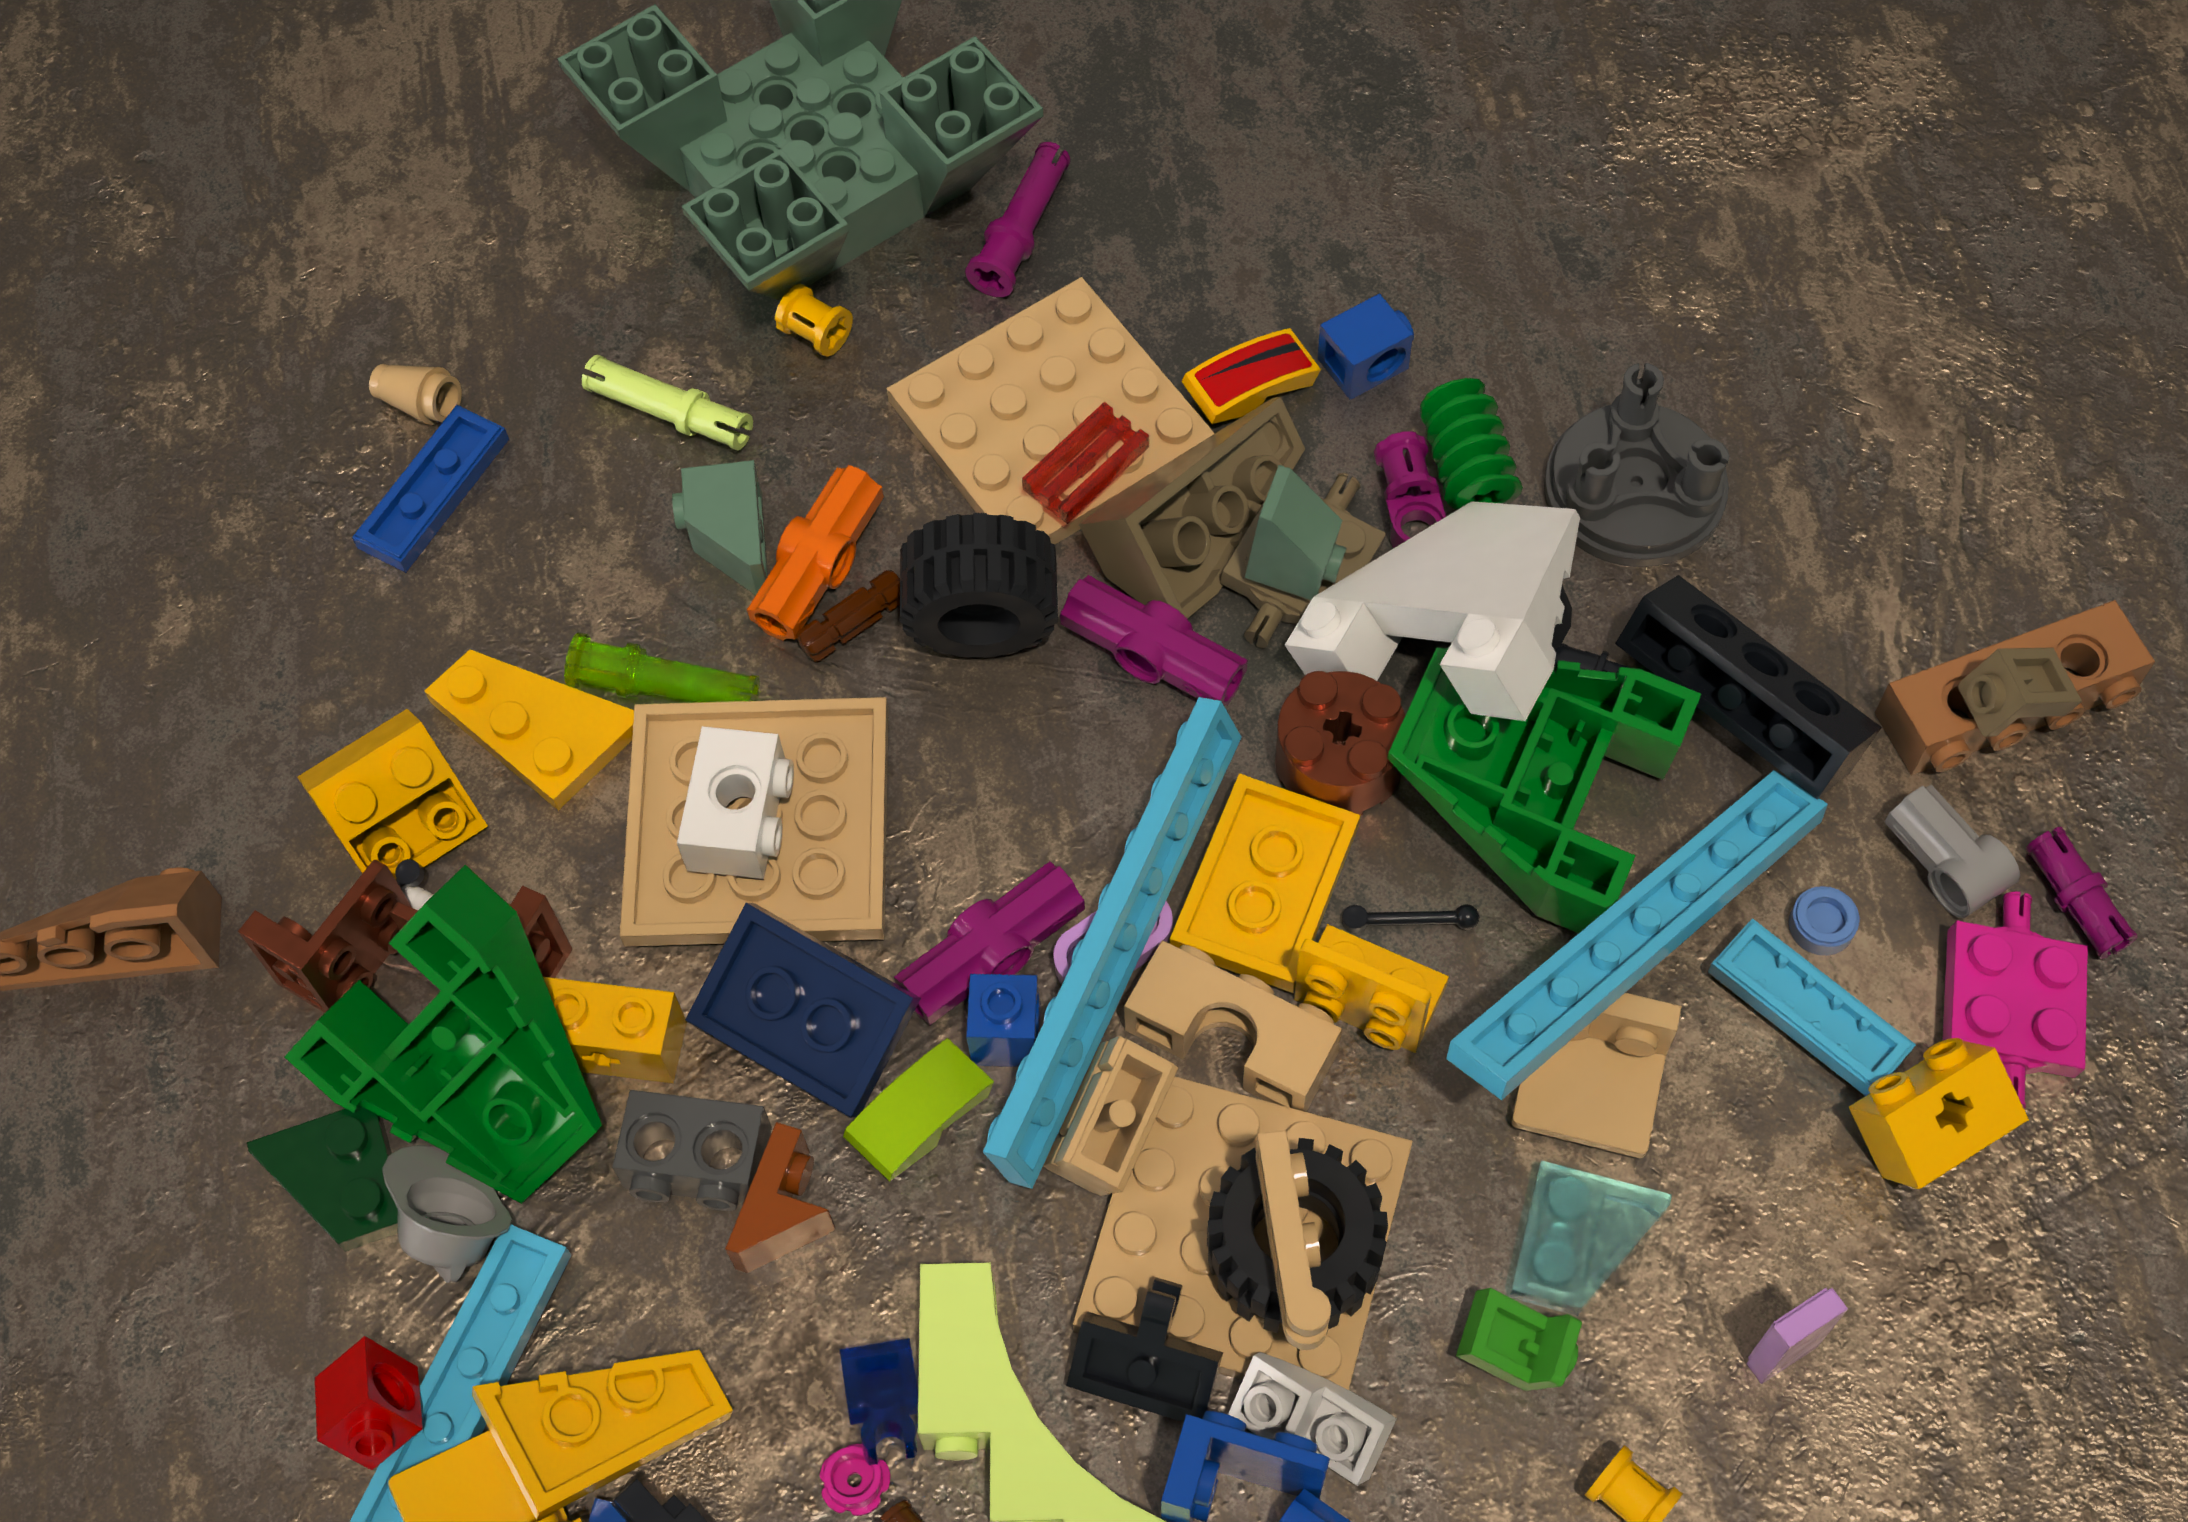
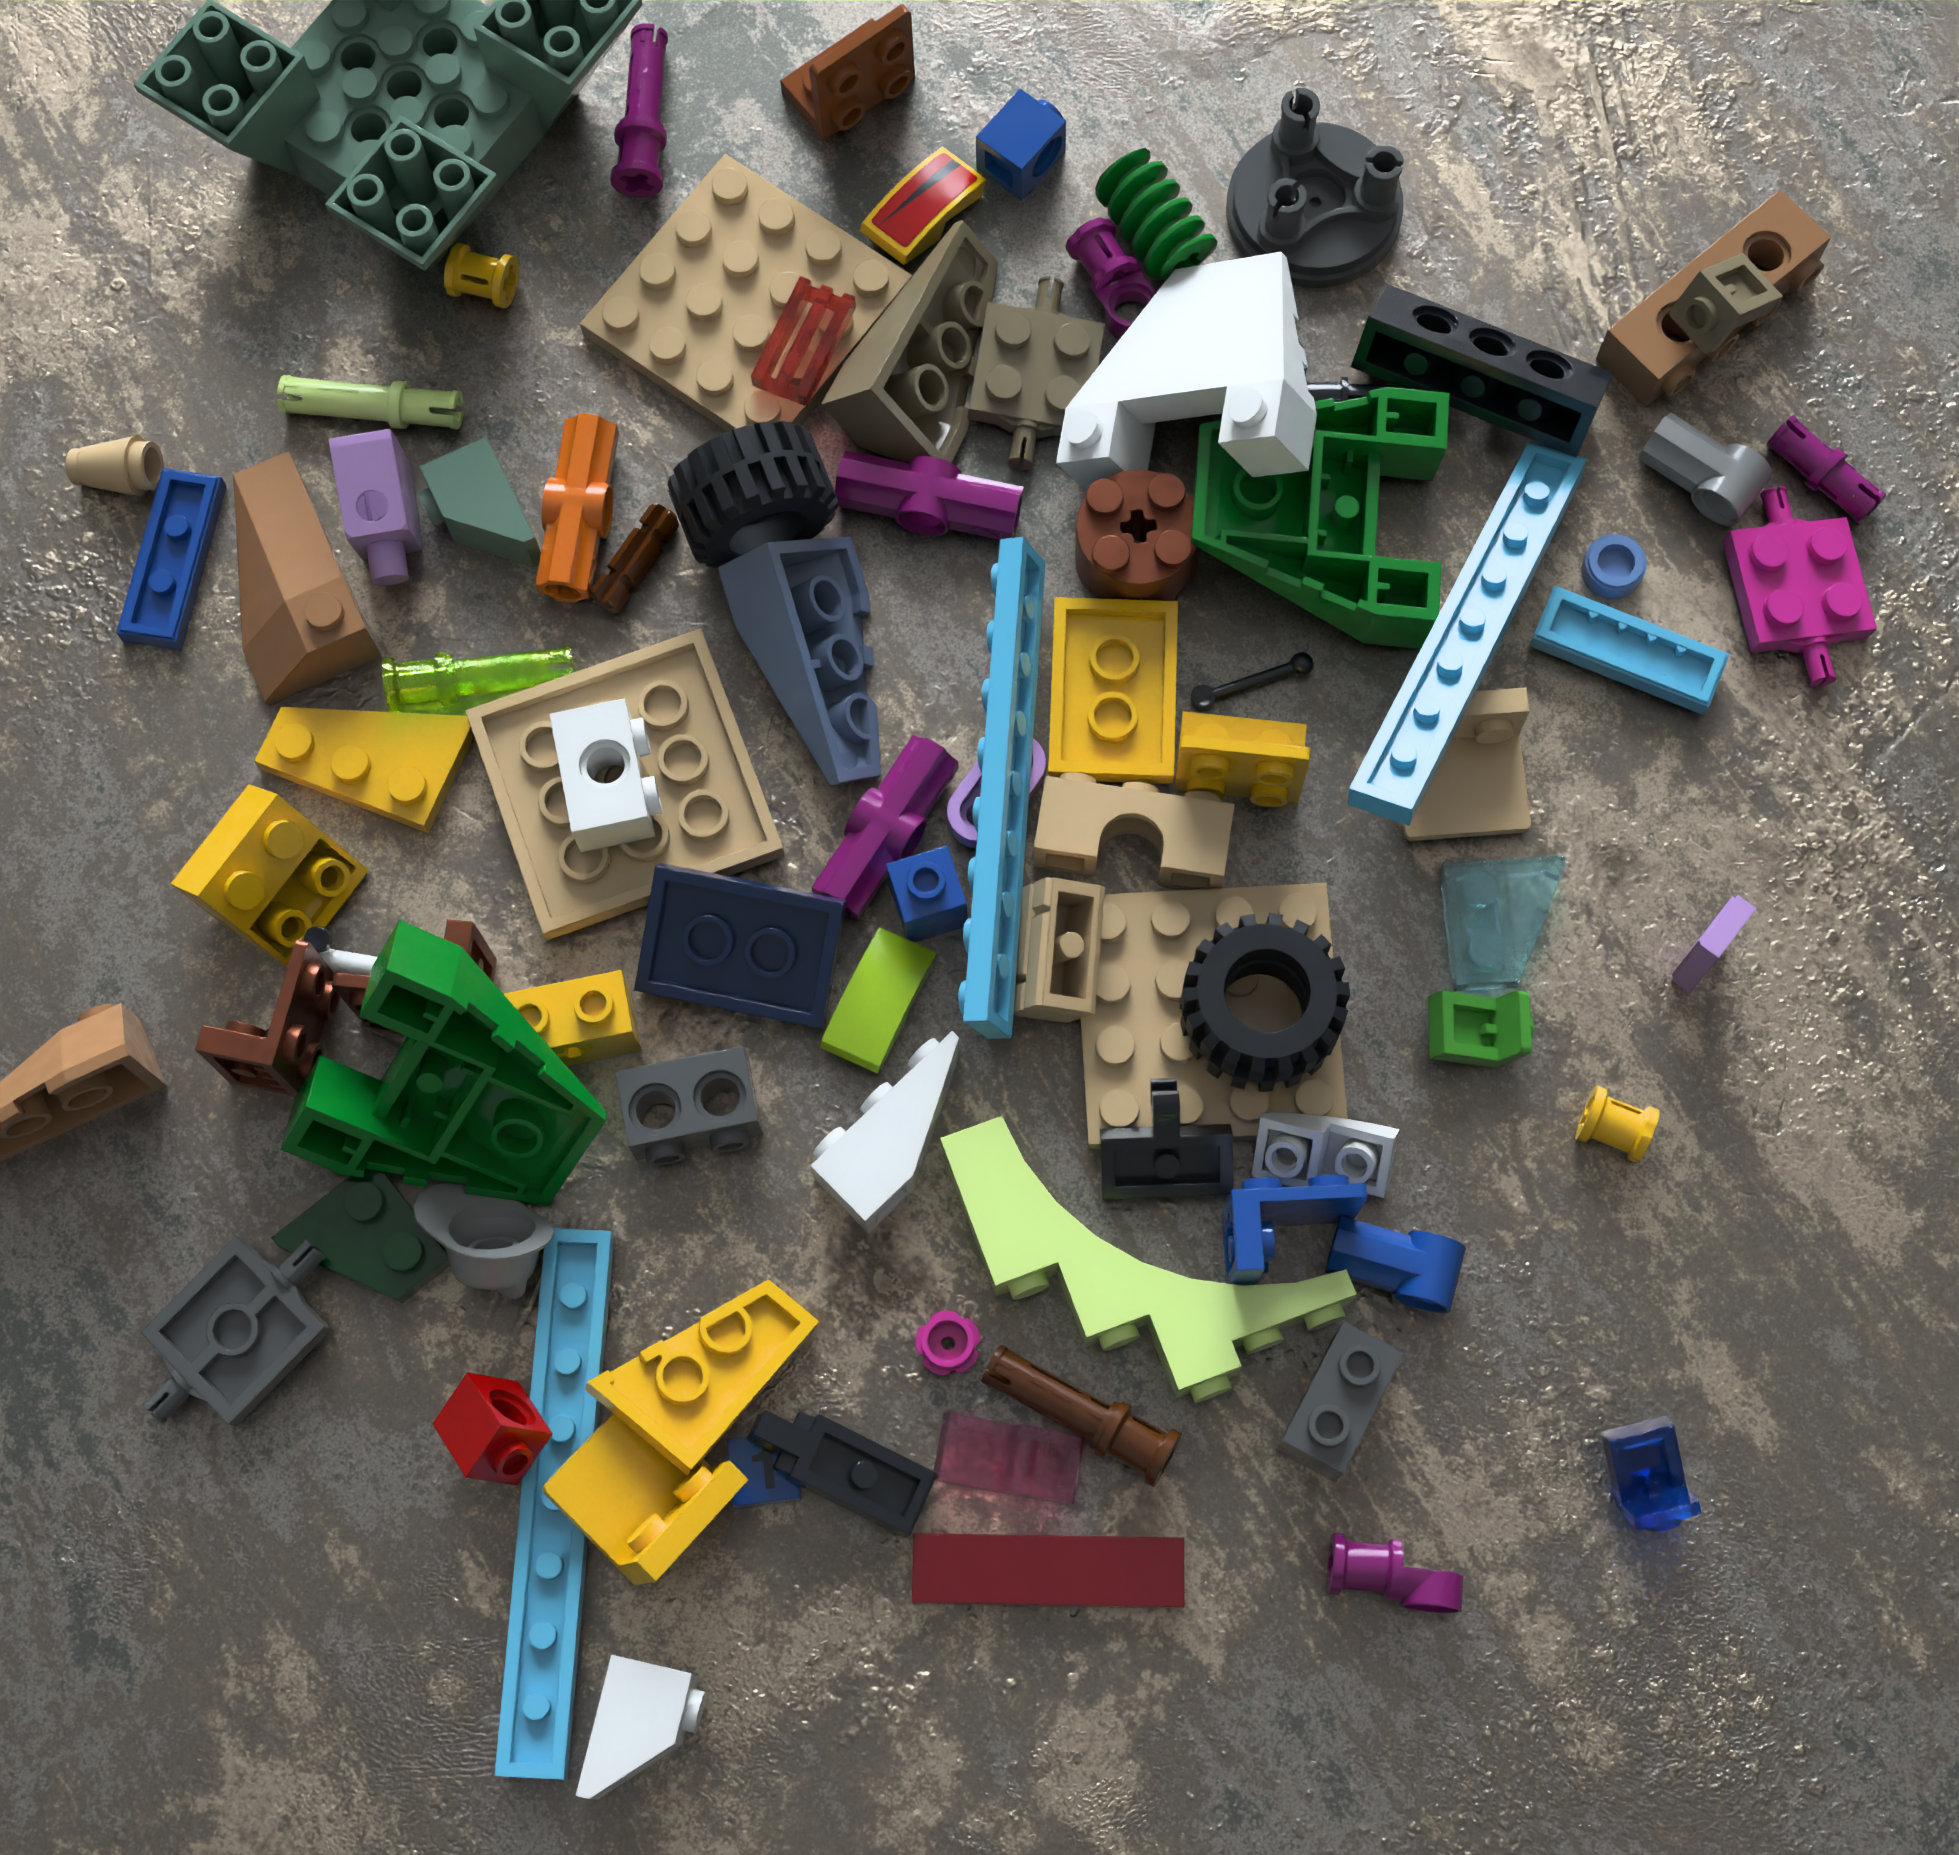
camera: 20 degrees left, 10 degrees up
(174, 1222) = (235, 1331): none -> dark grey plate
(529, 551) = (293, 593): none -> medium nougat wedge
(631, 488) = (377, 502): none -> lavender torso
(770, 1219) = (785, 1141): dark orange slope -> none
(868, 1258) = (884, 1151): none -> white slope
(882, 1394) = (946, 1258): clear blue plate -> none
(985, 732) = (803, 624): none -> sand blue wedge
(1230, 238) = (854, 74): none -> dark orange bracket
(1292, 1244) = (1272, 1011): tan plate -> none
(1295, 539) = (1033, 359): sand green slope -> none
(1938, 1112) = (1768, 709): yellow brick -> none

